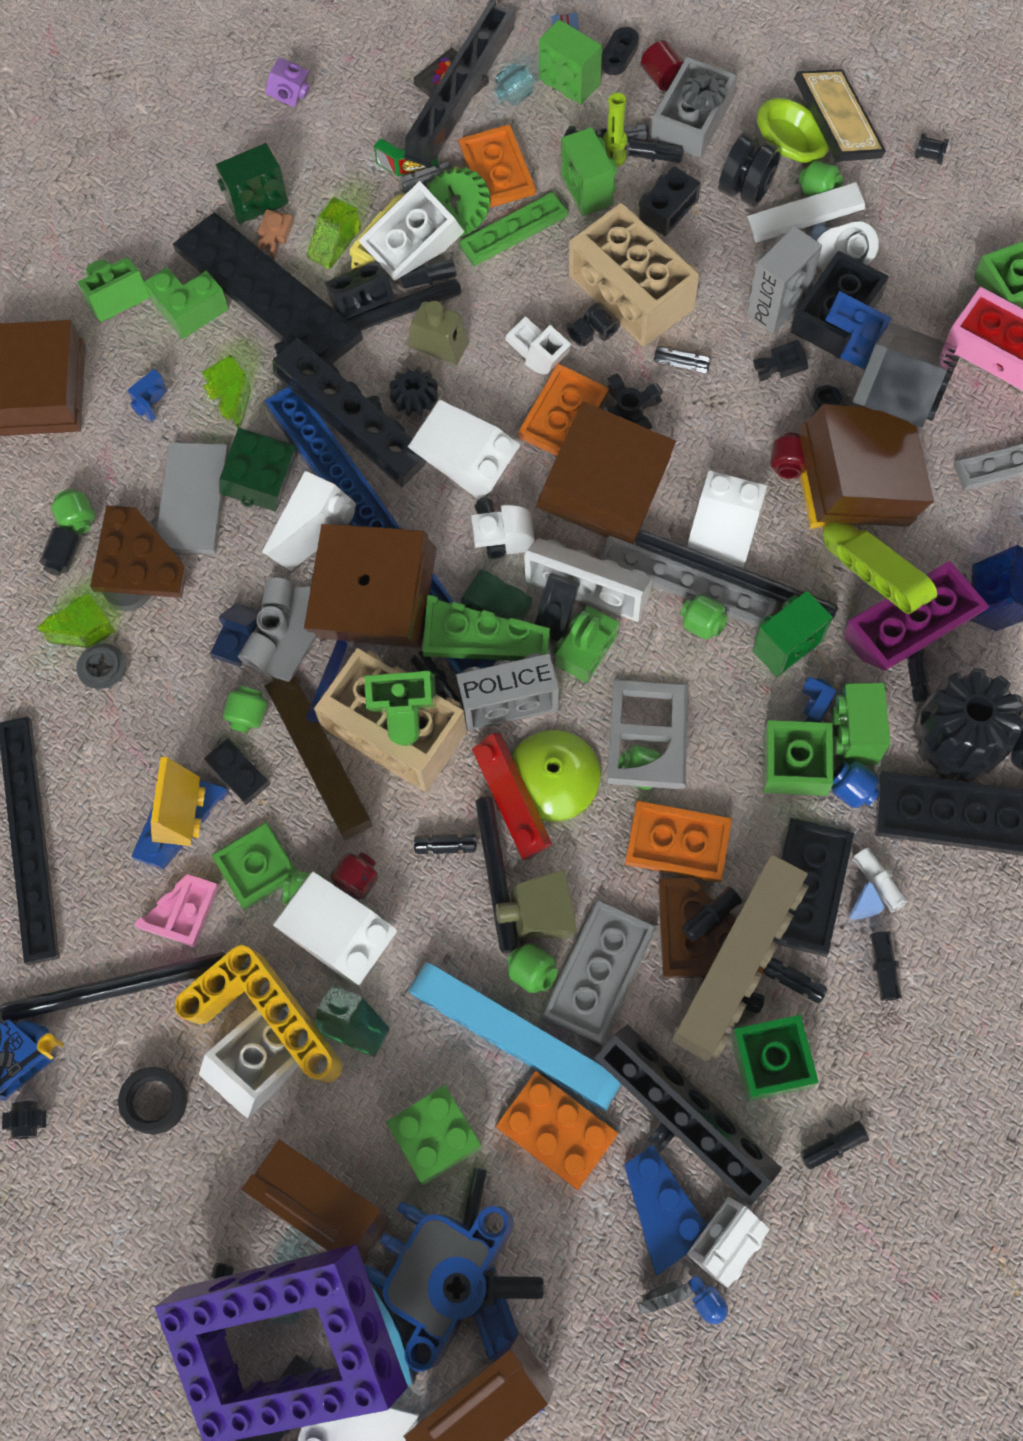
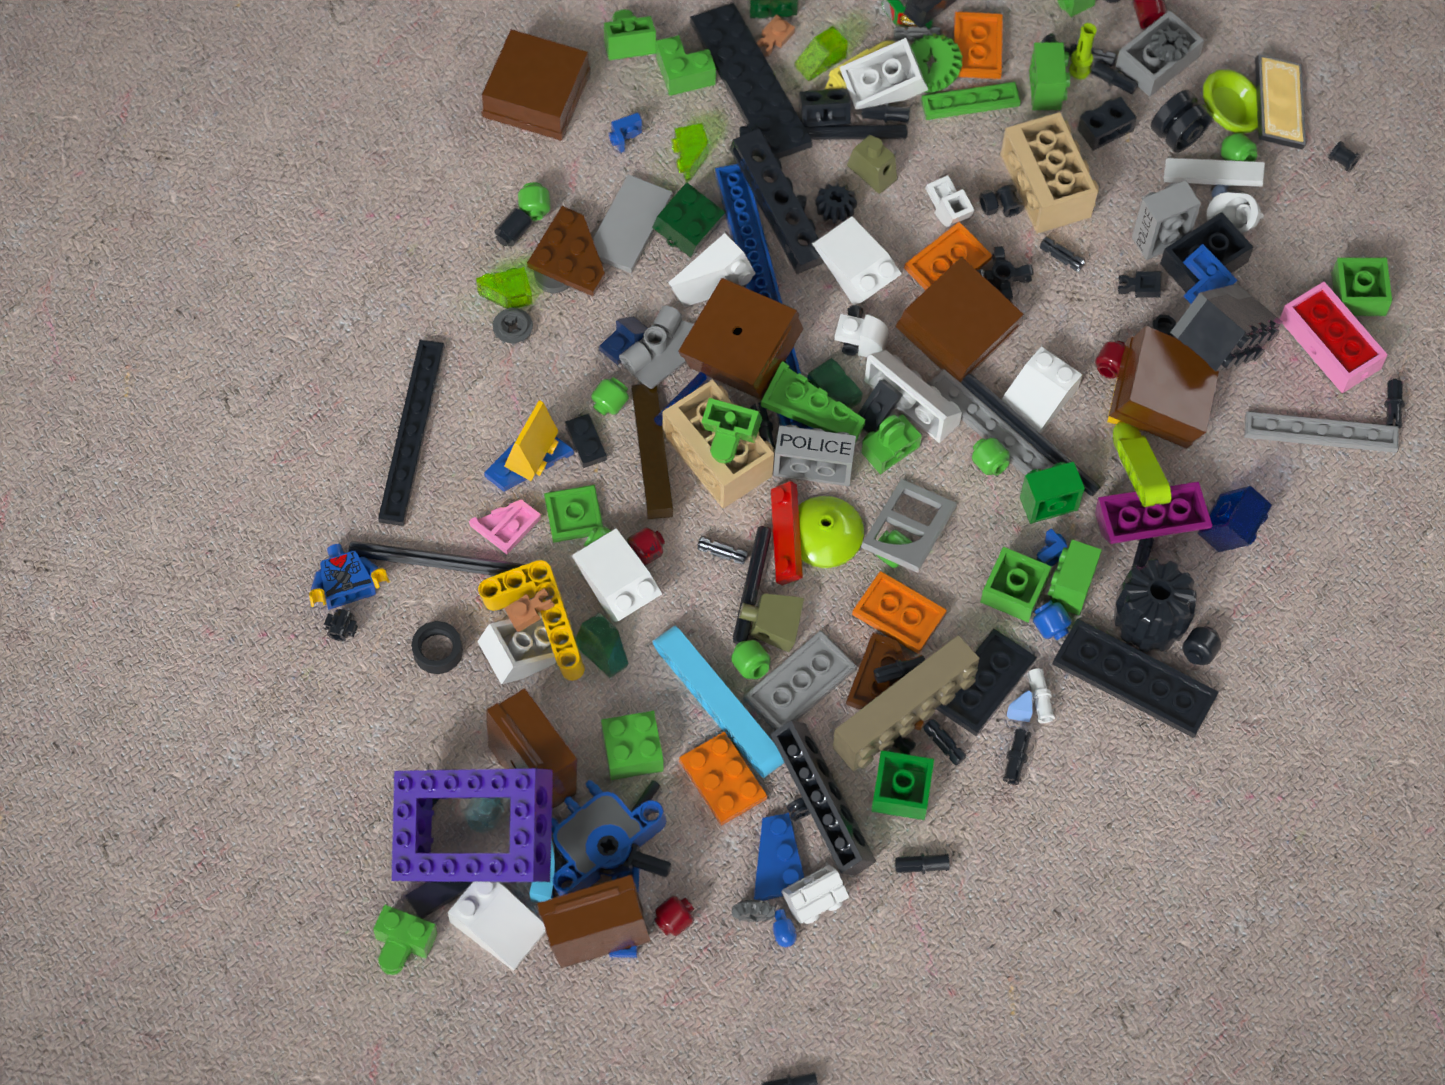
camera: 15 degrees right, 5 degrees down
(243, 1019) = (525, 610): none -> nougat plate
(570, 1340) = (674, 915): none -> dark red head

